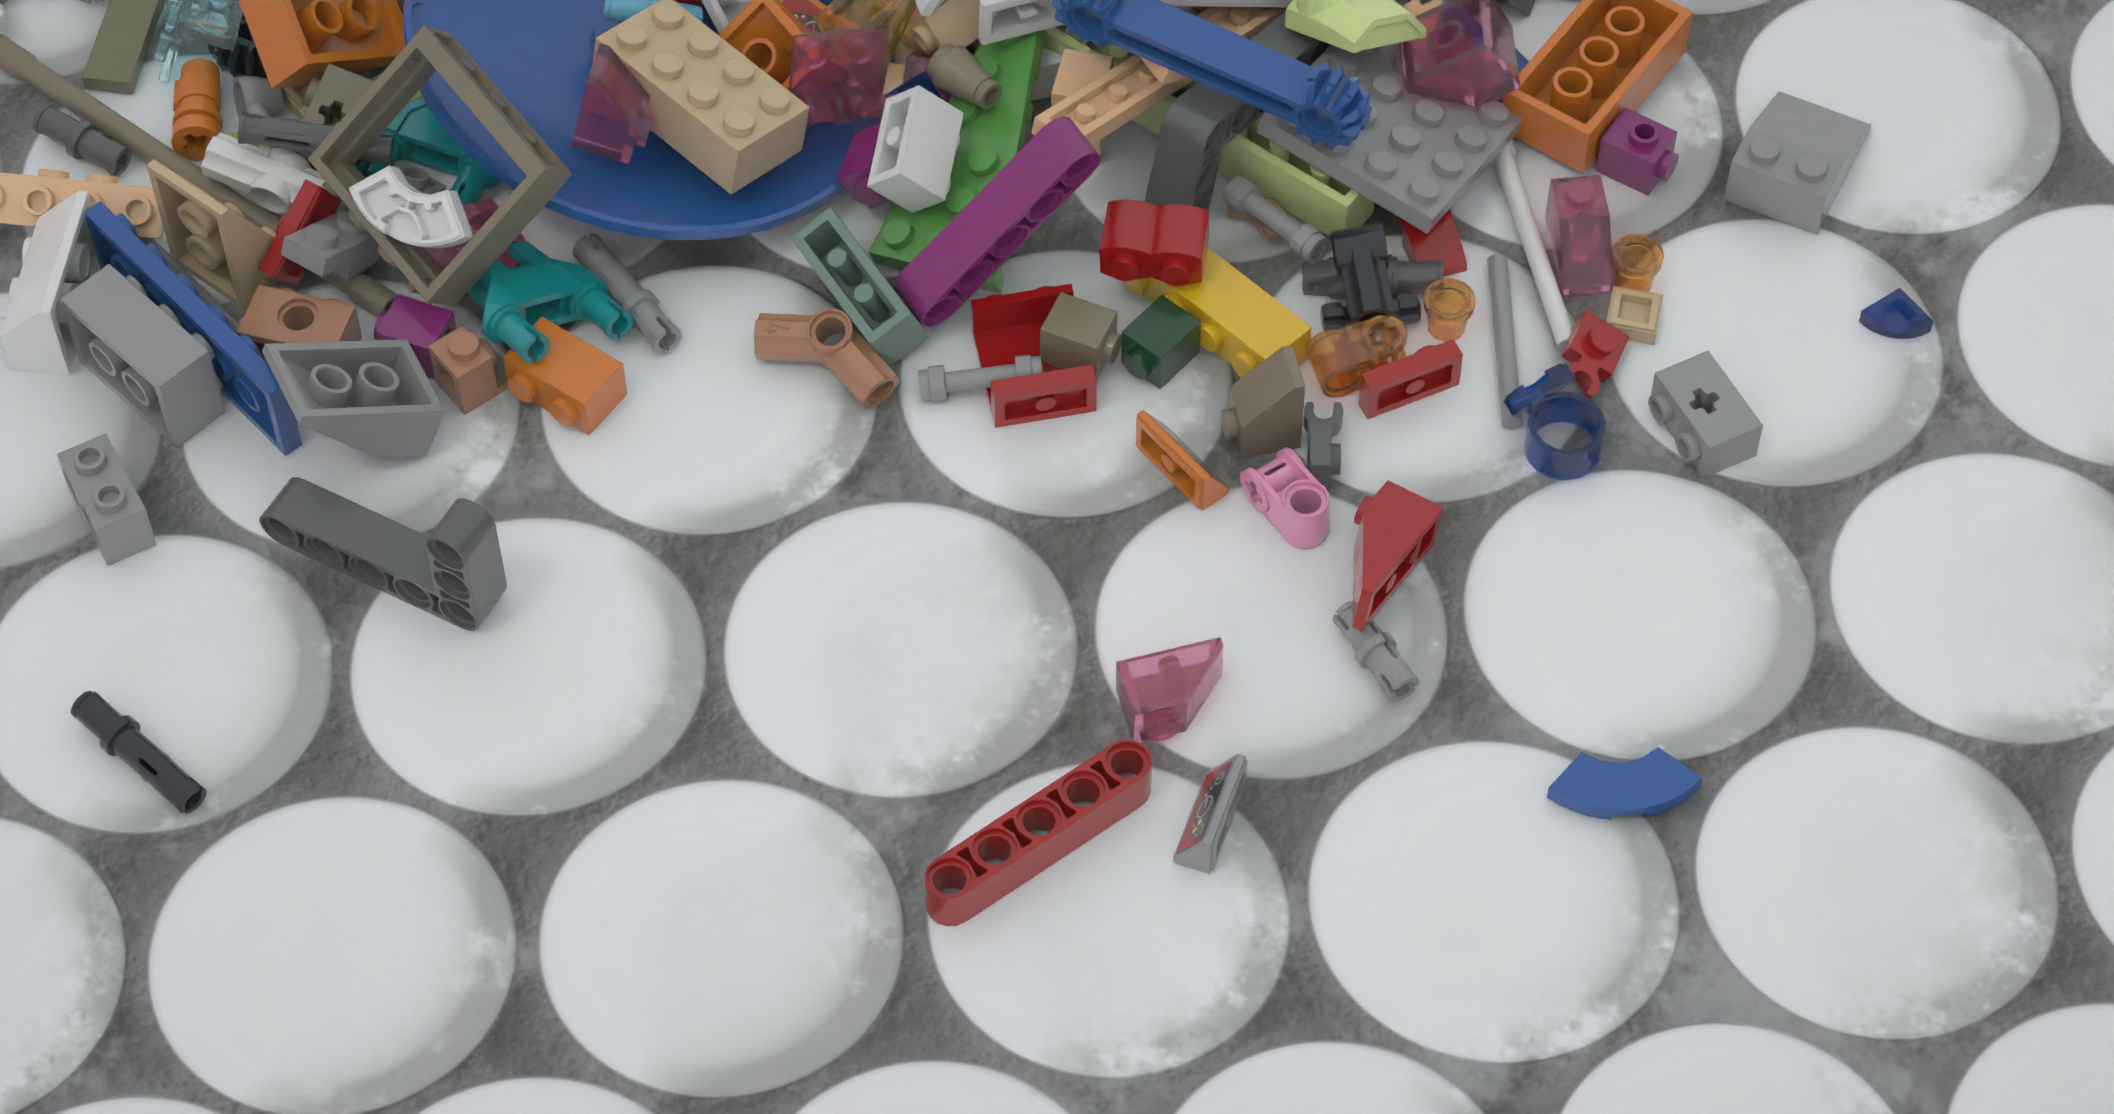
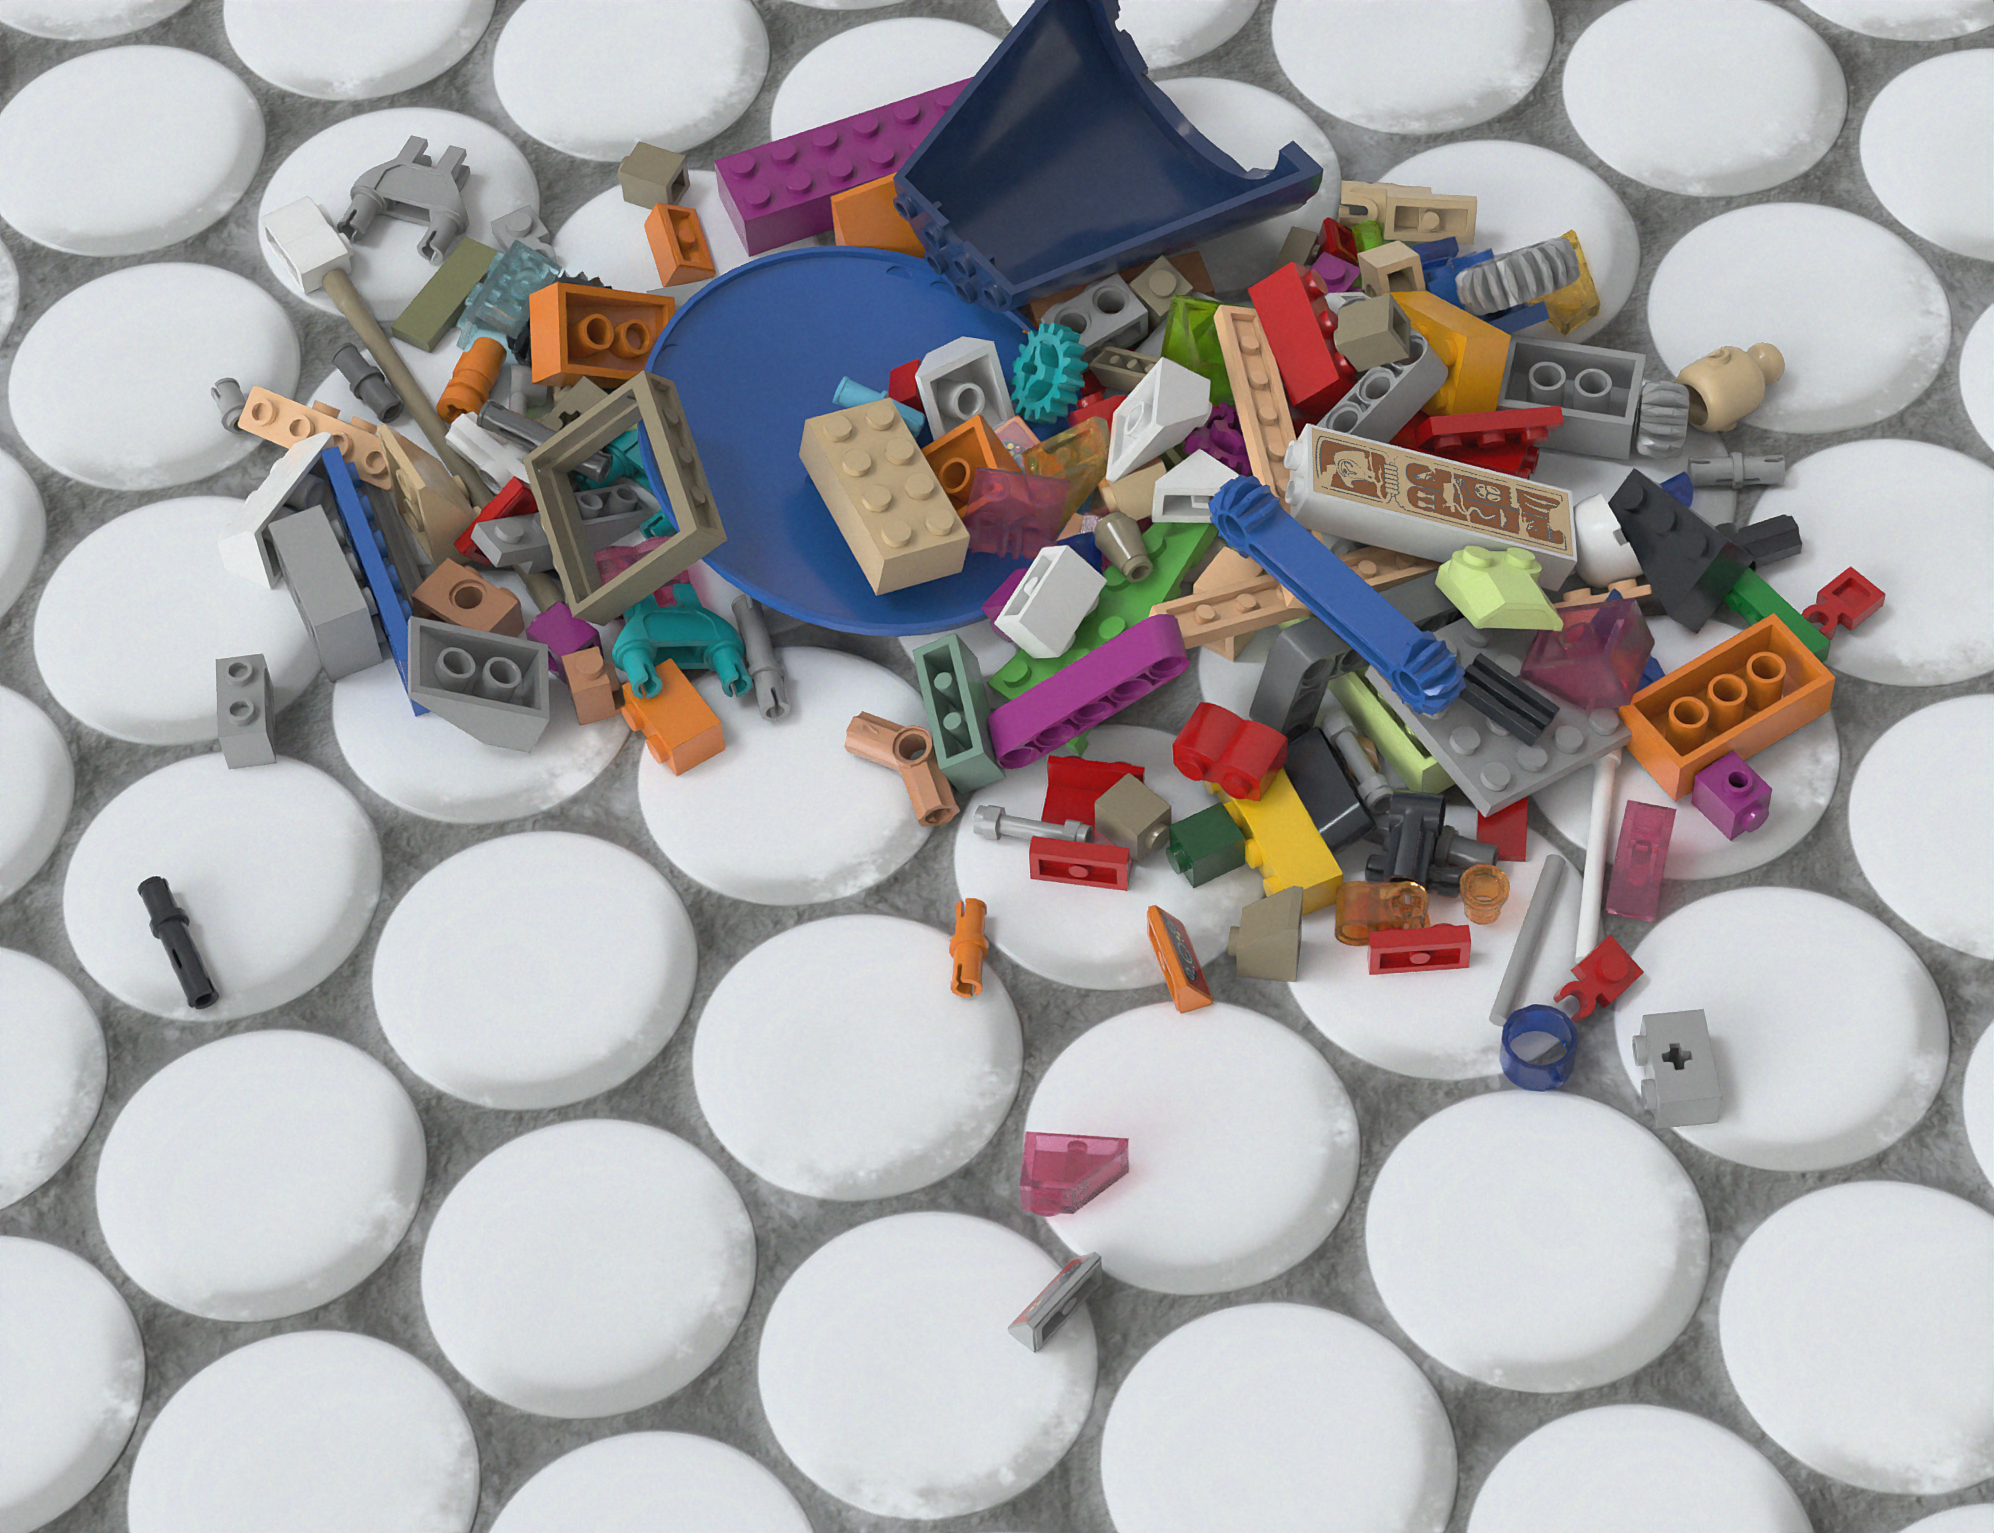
camera: 25 degrees right, 0 degrees up
(410, 215) = (581, 533): white tile -> none
(449, 573) = (485, 855): dark grey beam -> none
(612, 110) = (795, 488): clear pink slope -> none
(969, 509) = (968, 947): none -> orange pin
(1030, 854) = (878, 1284): red beam -> none
(1261, 254) = (1328, 791): none -> black beam
(1289, 499) = (1258, 1021): bright pink piece -> none
(1322, 455) = (1304, 996): dark grey plate -> none
(1378, 653) = (1273, 1195): light grey pin -> none
(1390, 542) = (1328, 1098): red slope -> none
(1409, 116) = (1508, 695): none -> black tile
(1552, 382) = (1546, 994): clear blue tile -> none
(1625, 788) = (1442, 1399): blue tile -> none
(1635, 313) = (1661, 951): tan tile -> none
(1636, 261) = (1680, 892): clear orange piece -> none
(1794, 161) = (1883, 848): light grey slope -> none
(1896, 317) = (1912, 1030): clear blue tile -> none

